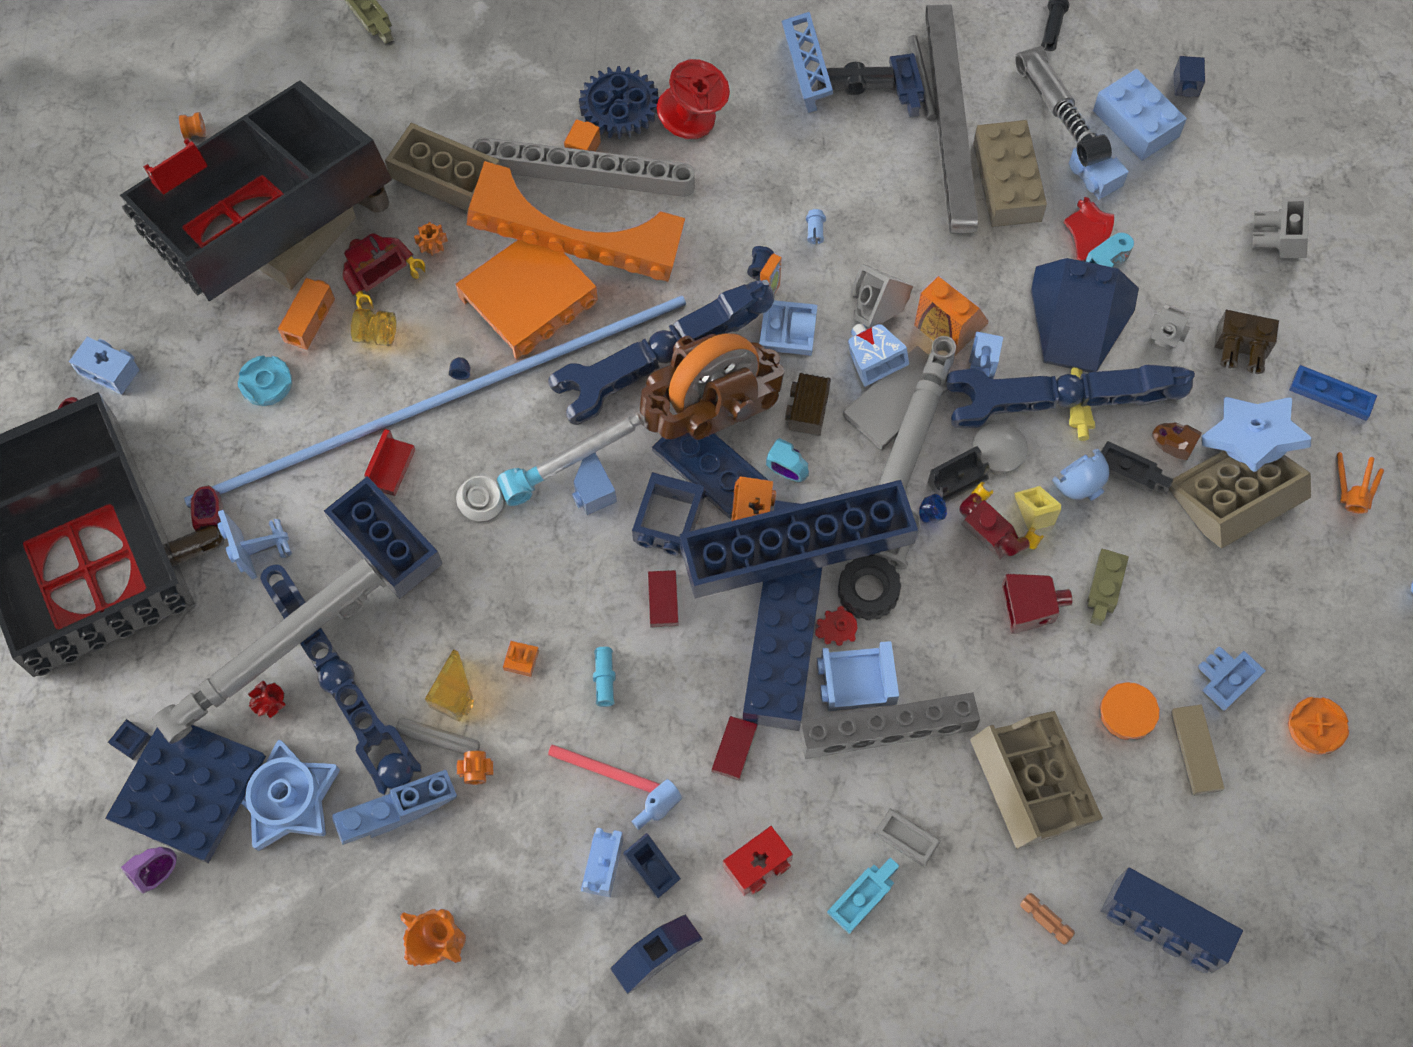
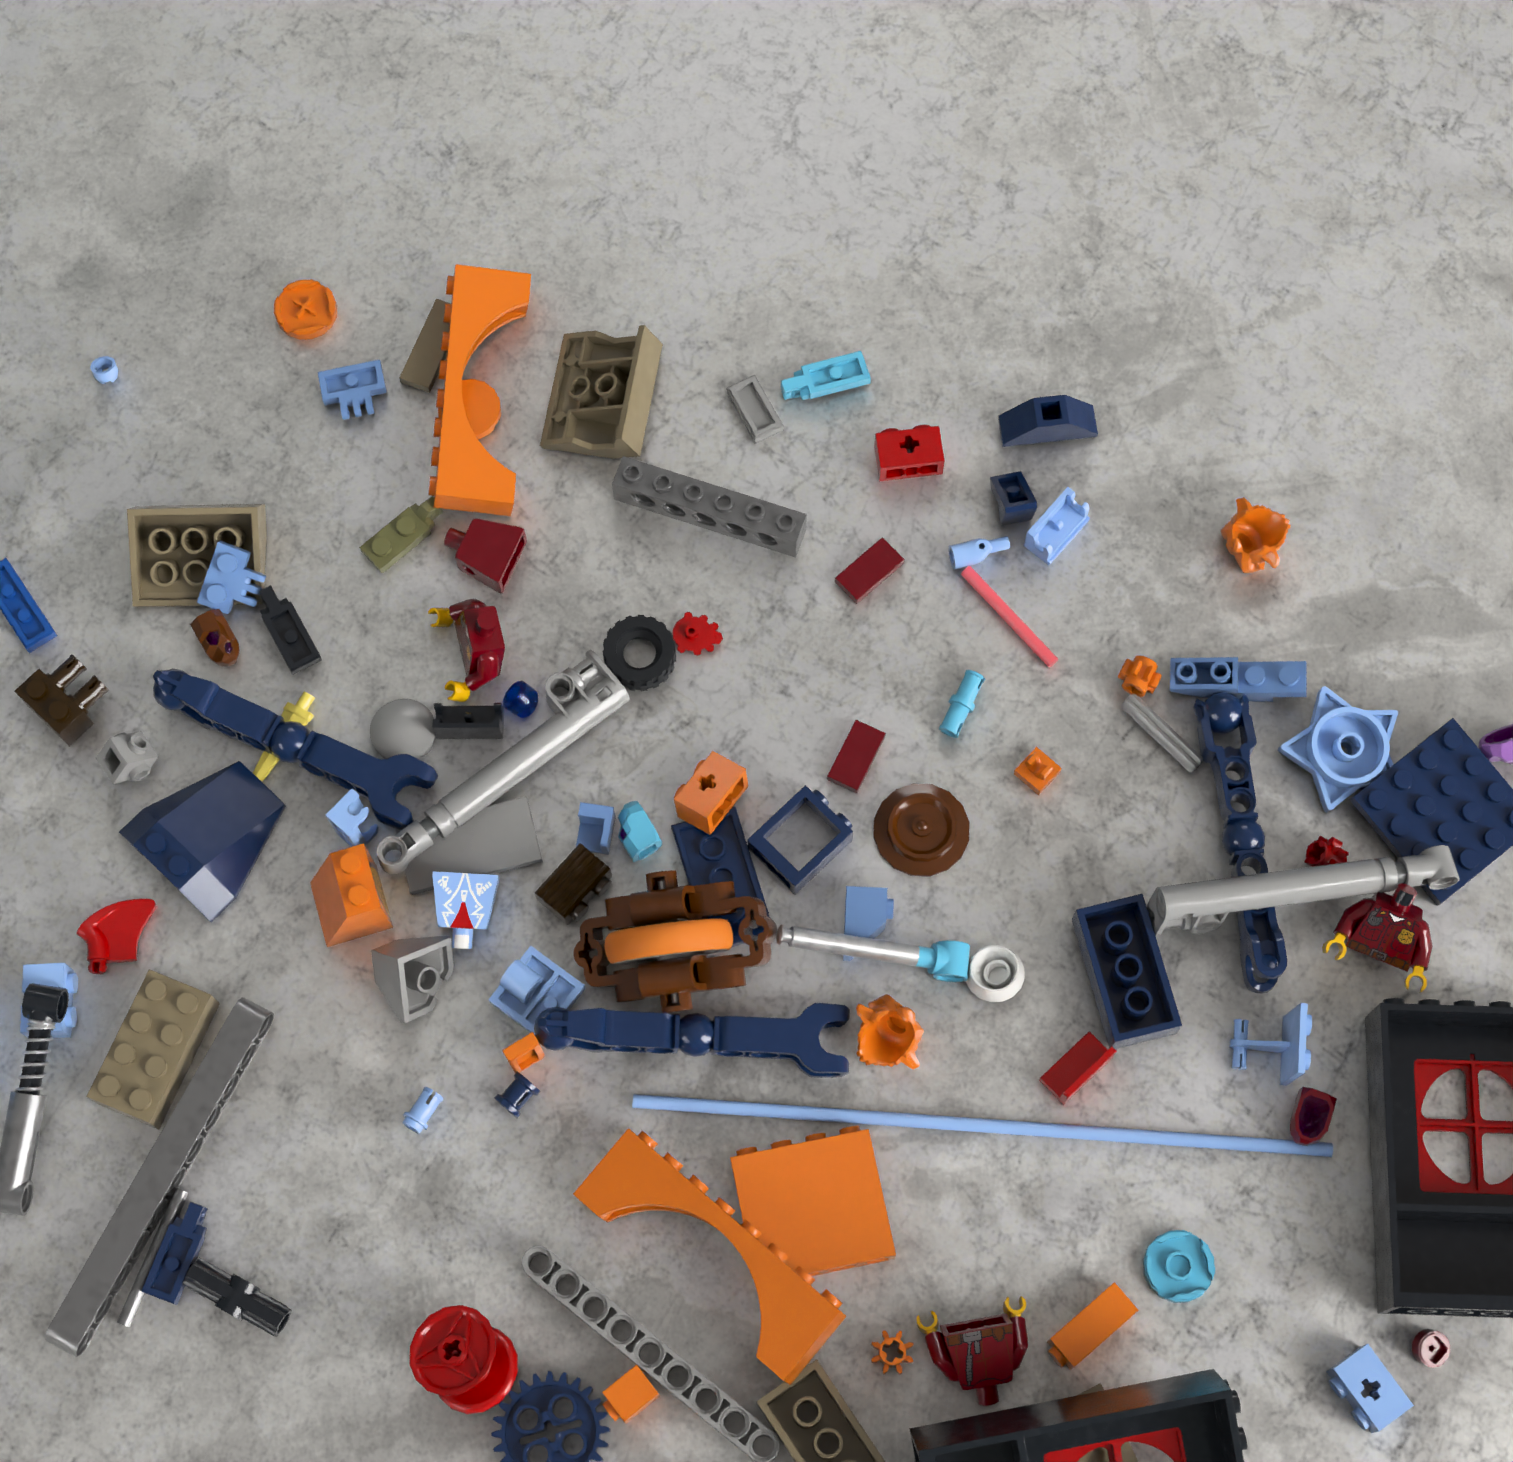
camera: 150 degrees left, 5 degrees up
(129, 739) = (1488, 898): dark blue tile -> none
(195, 661) = (1388, 931): none -> dark red torso
(196, 544) = (1342, 1084): dark brown hinge -> none
(376, 327) = (1019, 1257): clear yellow wheel -> none
(451, 689) = (1126, 768): clear yellow slope -> none
(459, 369) = (940, 1150): dark blue hinge -> none
(533, 416) = (888, 1033): none -> orange hair
(586, 574) = (921, 830): none -> reddish brown piece
(782, 648) = (740, 665): dark blue brick -> none
(798, 538) = (692, 702): dark blue brick -> none
(800, 65) = (292, 1357): medium blue fence -> none
(819, 451) = (596, 827): none -> medium blue panel
(858, 678) = (707, 571): light blue panel -> none
(1037, 507) = (413, 642): light yellow slope -> none
(1047, 918) = (674, 279): nougat axle -> none
(1084, 477) = (345, 646): light blue cylinder -> none
(1112, 251) = (121, 884): medium azure leg -> none
(1171, 921) = (573, 210): dark blue brick -> none
(1185, 792) = (466, 471): none -> orange arch
(1200, 477) = (229, 579): none -> medium blue hinge
(1256, 432) = (160, 595): light blue plate -> none
(1359, 498) = (89, 483): orange plant -> none

